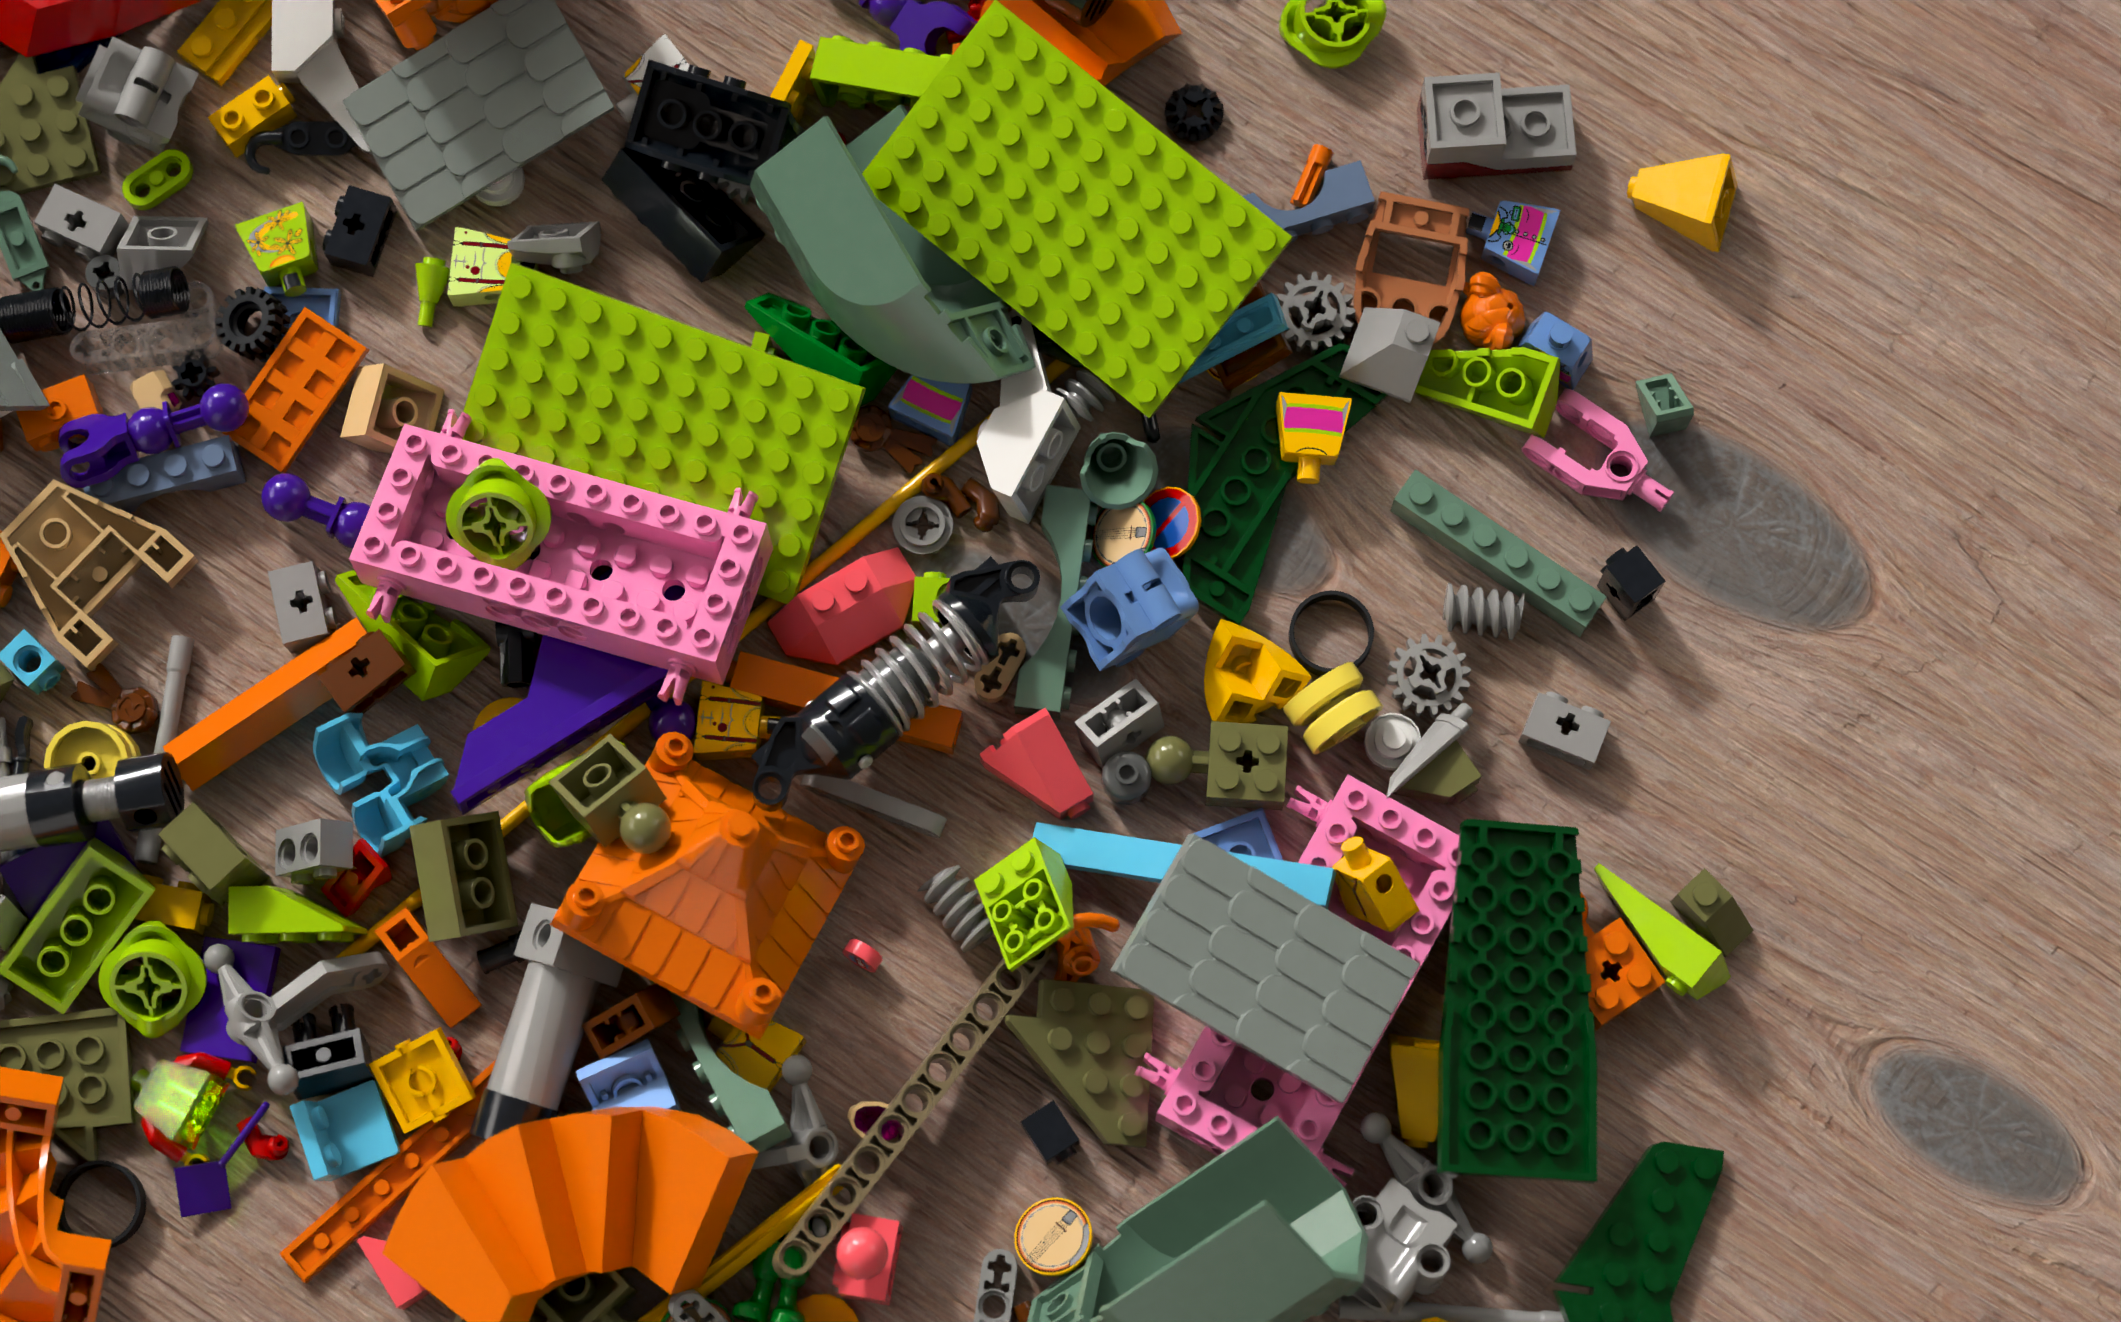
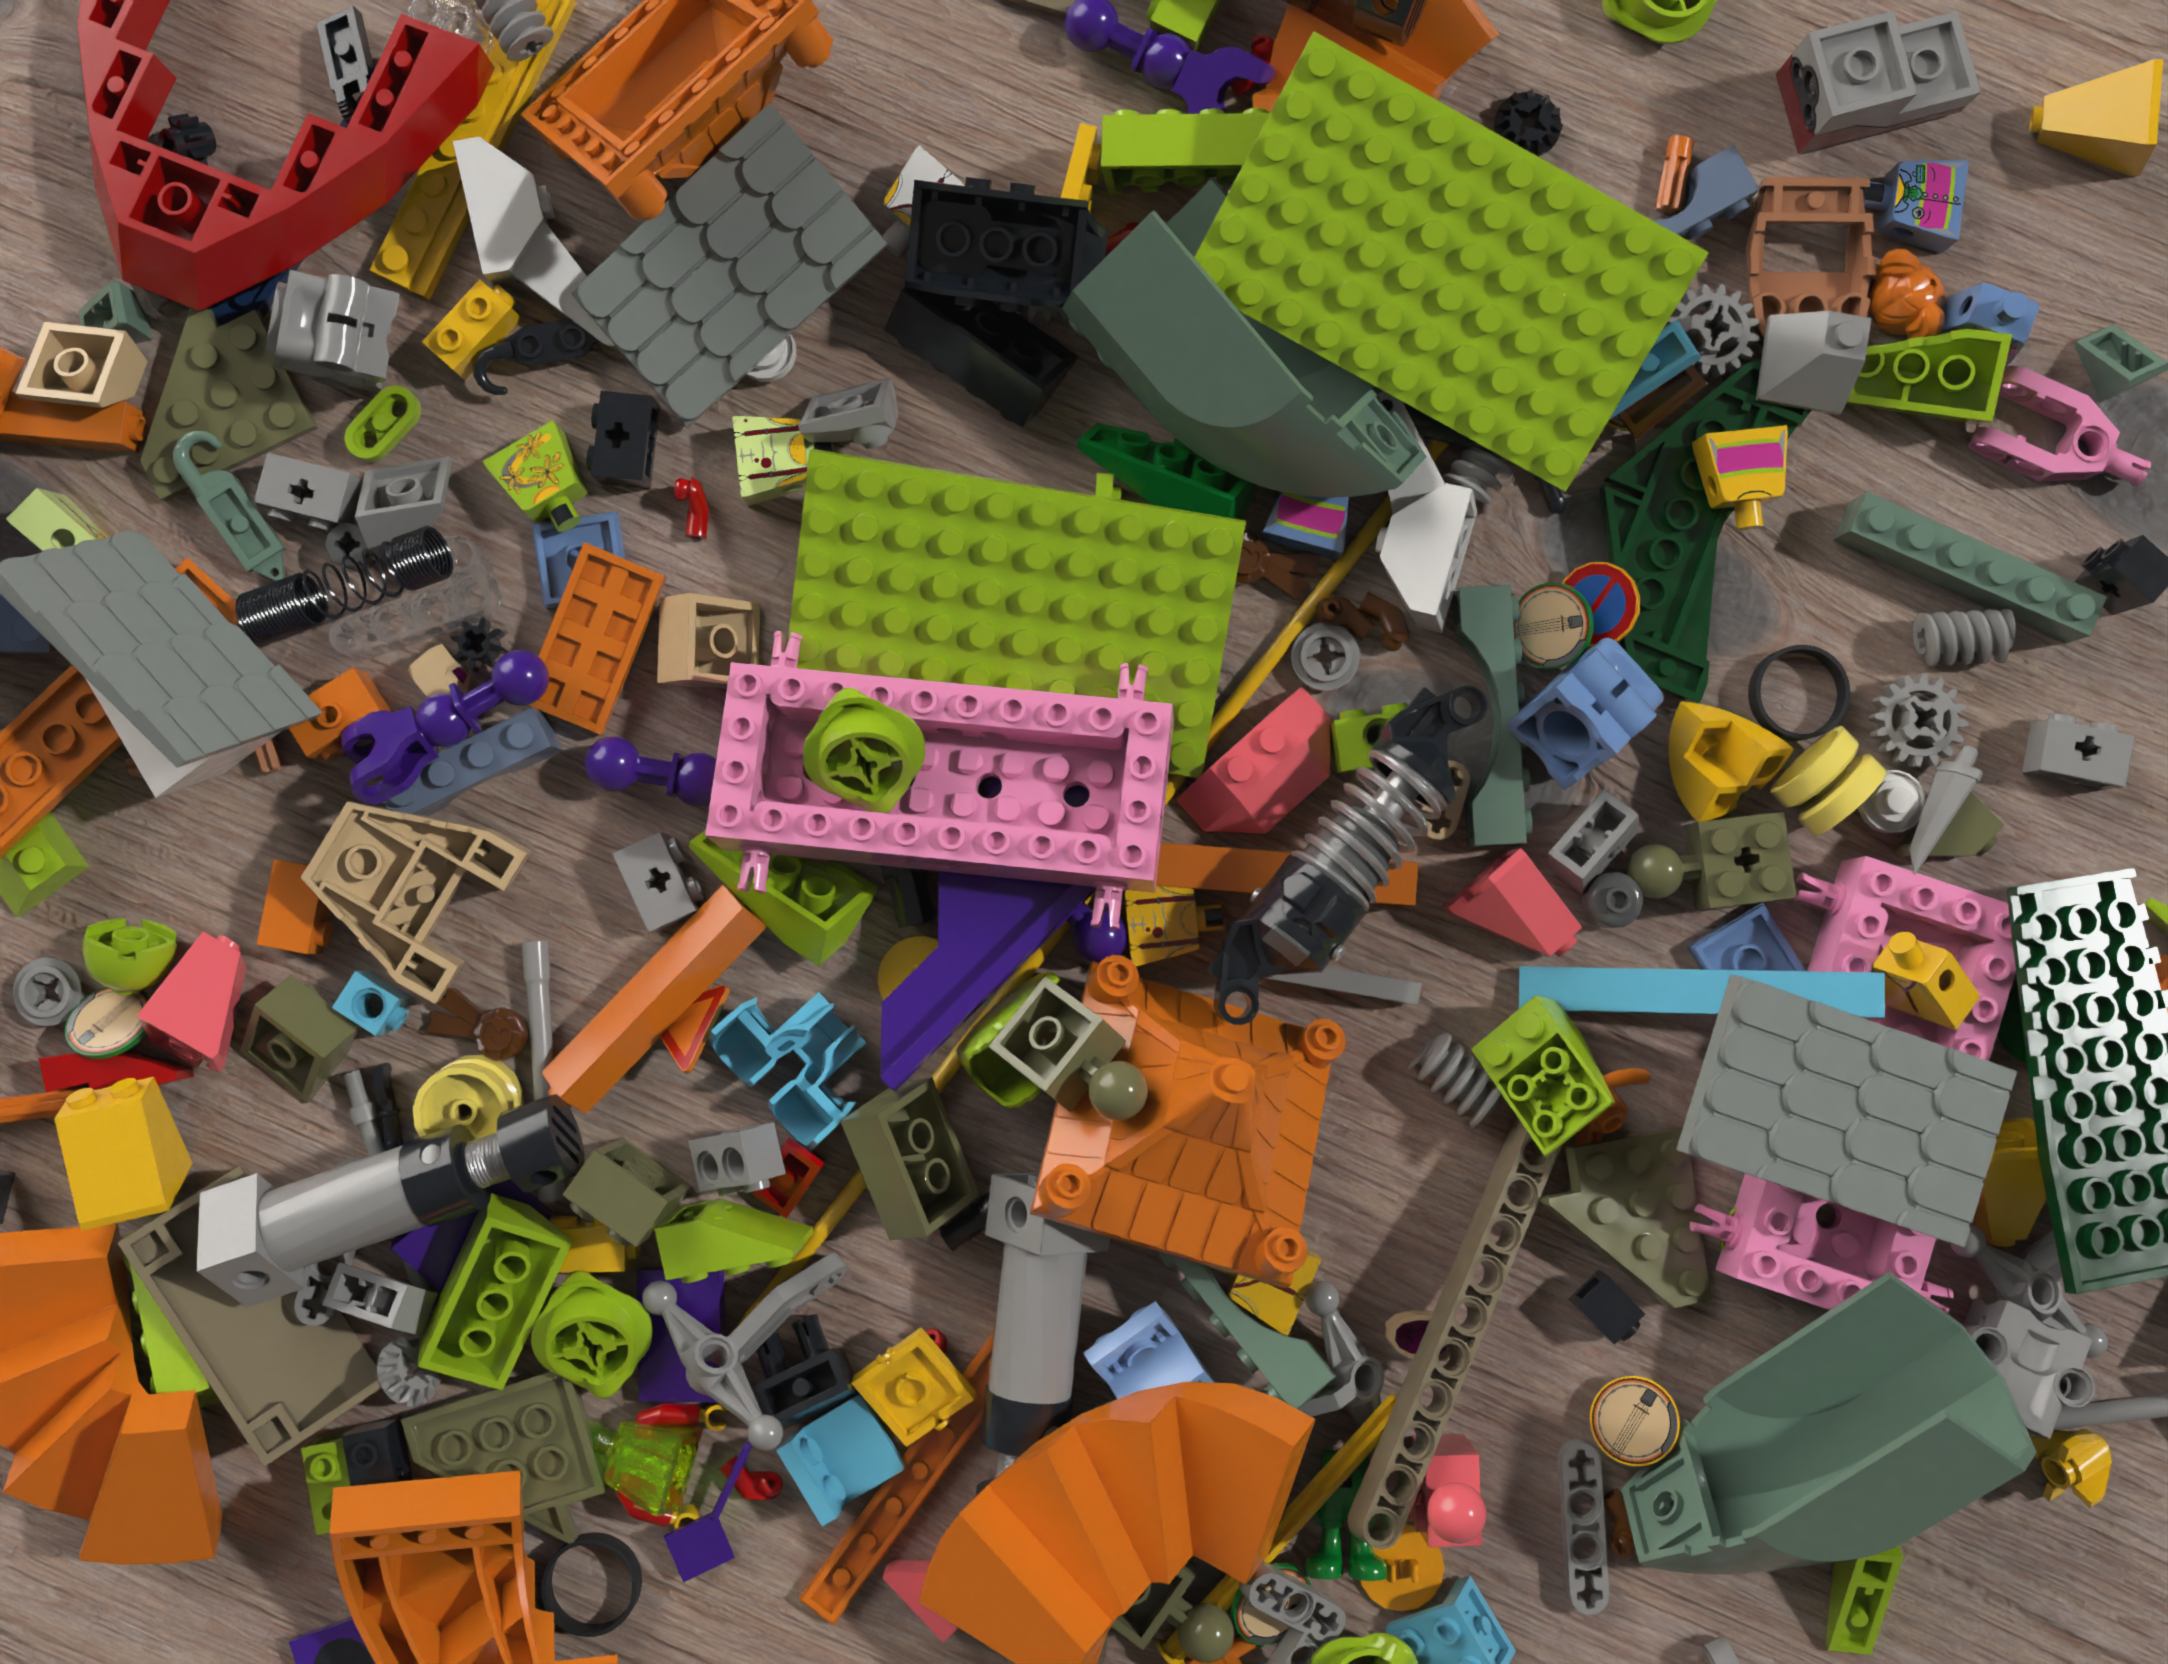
camera: 10 degrees left, 10 degrees up
(238, 313) = (508, 569): black tyre -> none
(300, 735) = (692, 1028): none -> orange piece
(385, 669) = (774, 943): reddish brown brick -> none
(409, 300) = (698, 507): none -> red arm
(428, 967) = (891, 1263): orange slope -> none
(431, 281) = (718, 485): lime cone -> none
(630, 1020) = (1132, 1287): reddish brown brick -> none
(862, 955) = (1361, 1151): coral tile -> none
(1118, 471) = (1538, 556): sand green helmet -> none

